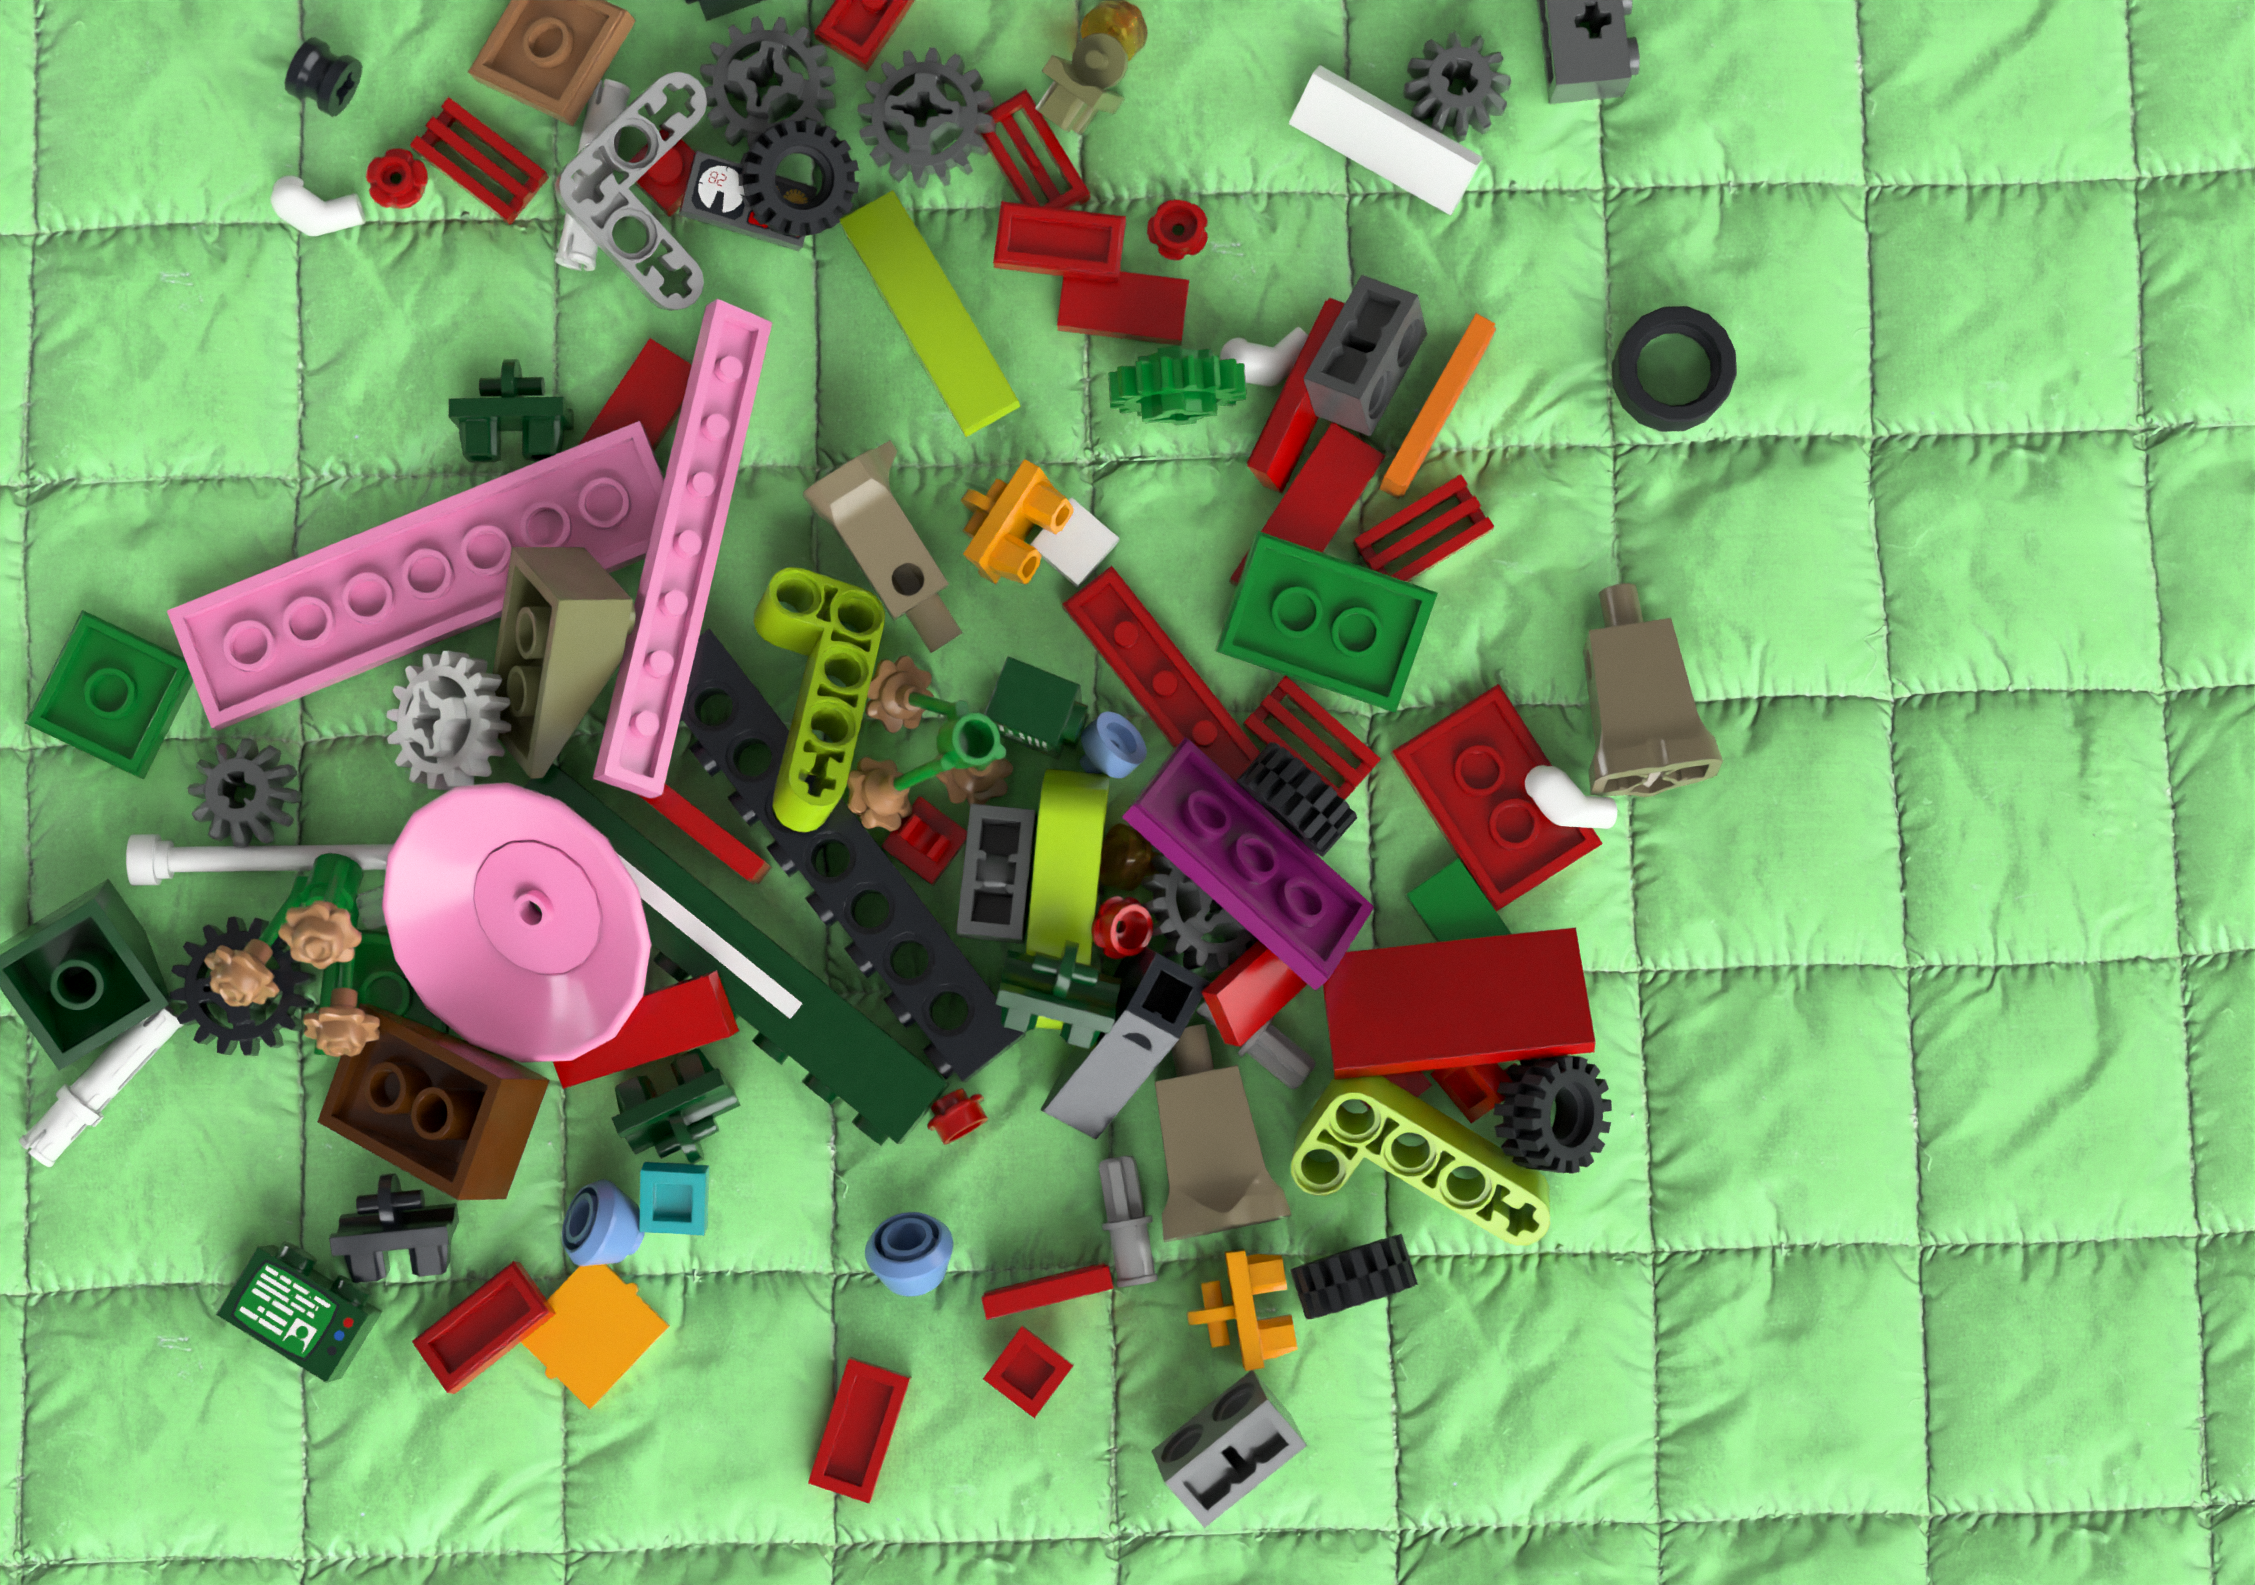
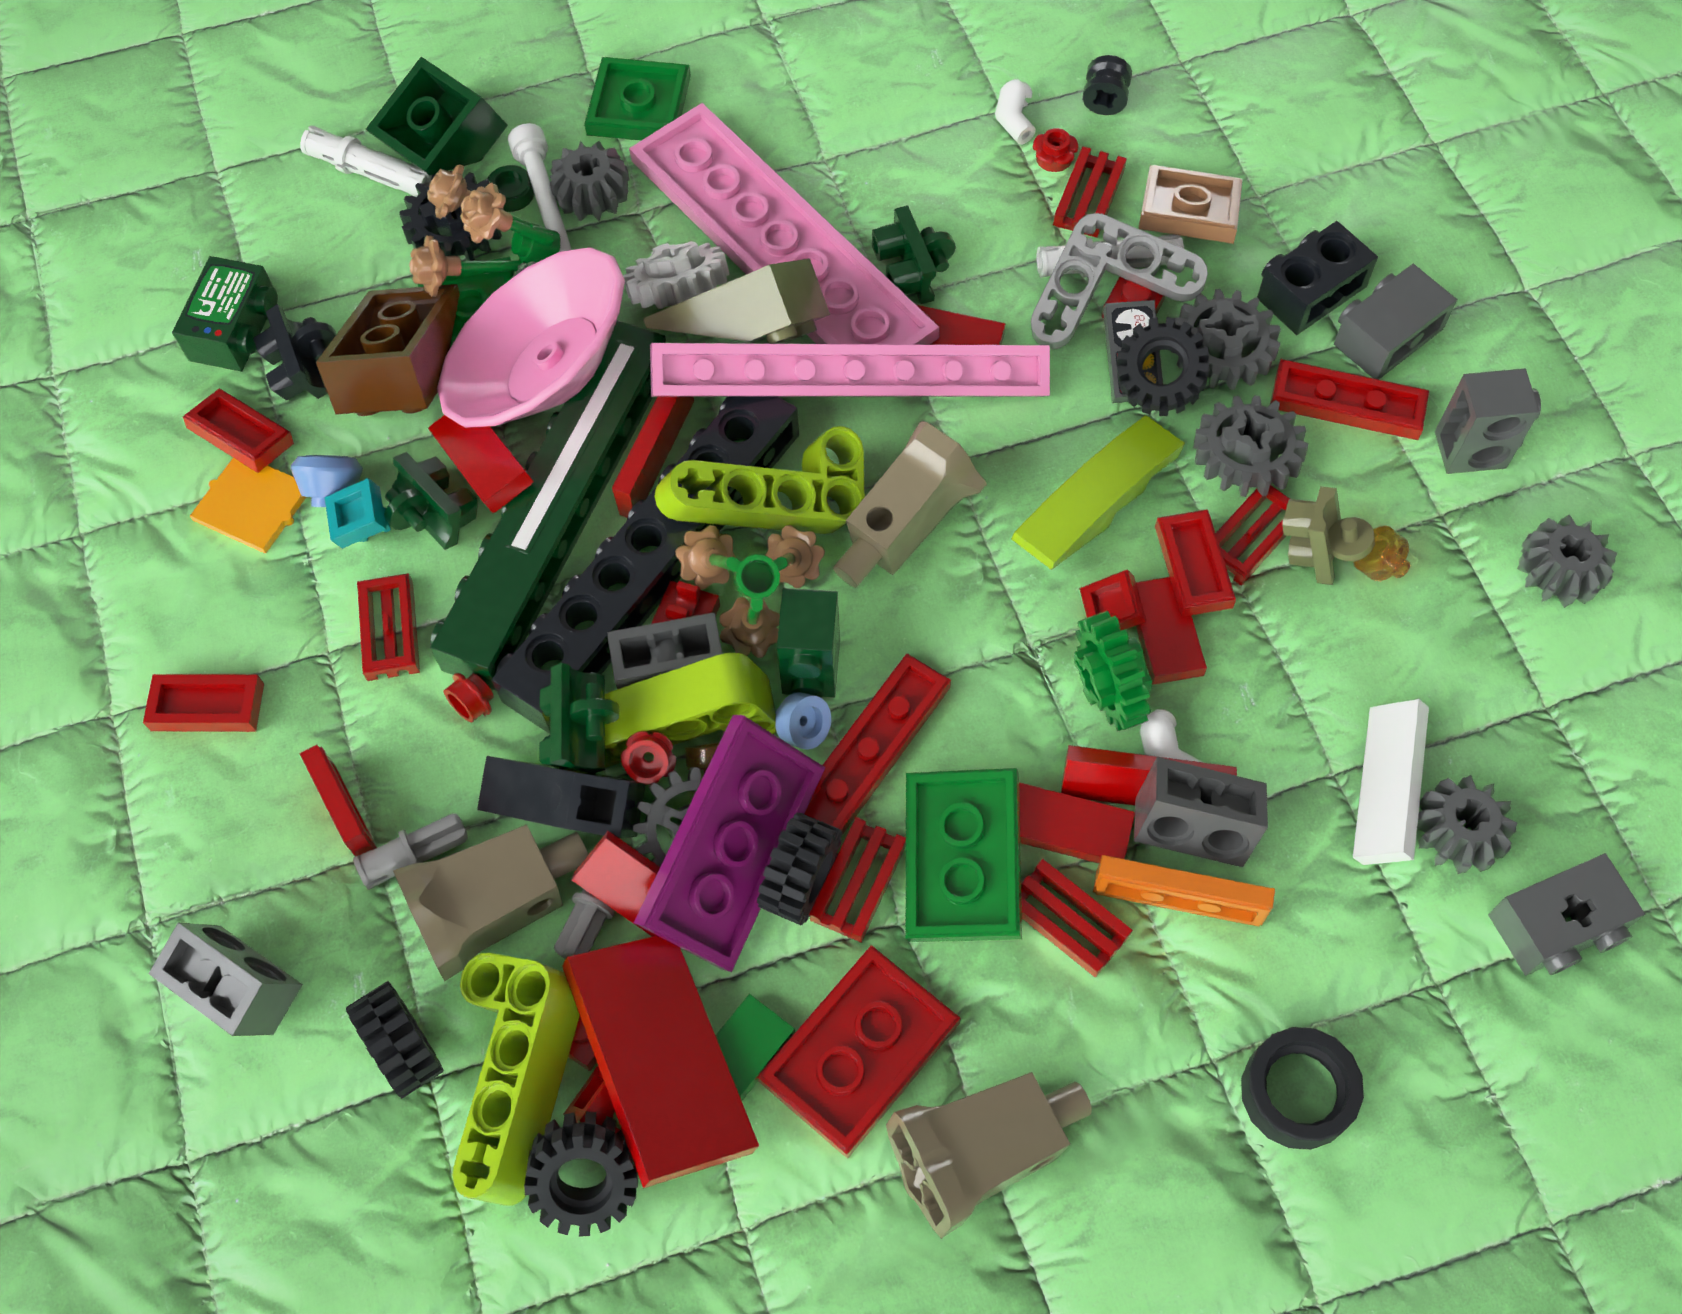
camera: 75 degrees right, 20 degrees down
(206, 900) = (515, 185): none -> dark green tile
(771, 1186) = (392, 663): none -> red tile
(910, 1253) = (347, 689): medium blue cone -> none
(1006, 518) = (956, 593): light orange hips -> none
(1028, 1371) = (270, 809): red plate -> none
(1077, 353) = (1116, 595): none -> red tile
(1078, 547) = (960, 650): white tile -> none
(1175, 213) = (1247, 637): red plate -> none
(1257, 1338) = (349, 958): light orange hips -> none
(1565, 803) = (868, 1104): white arm -> none

